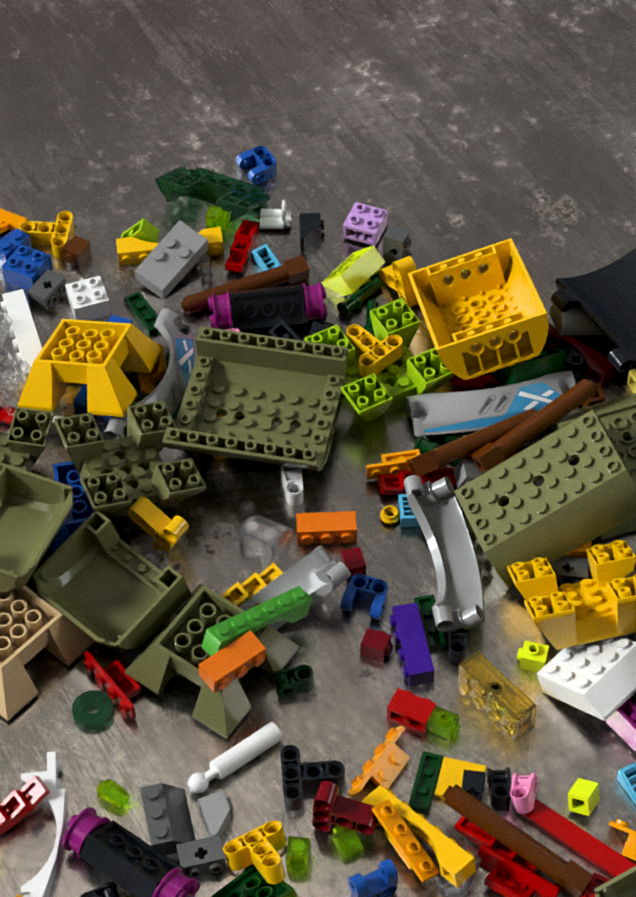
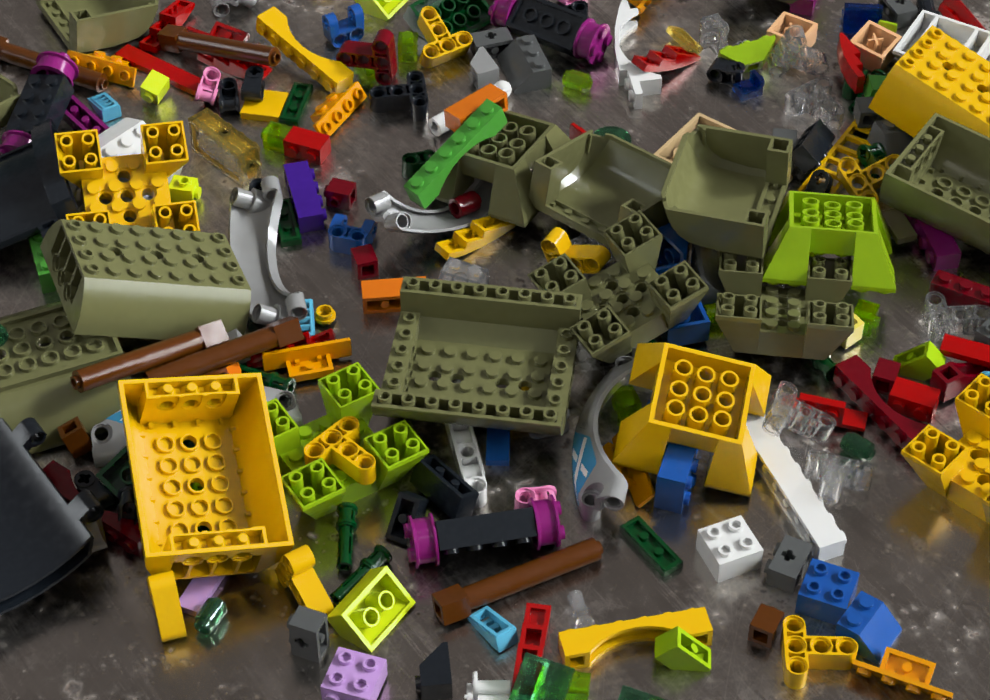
camera: 175 degrees right, 5 degrees down
(171, 259) = (624, 592): light grey brick -> none
(404, 841) = (316, 41): light orange bracket -> none

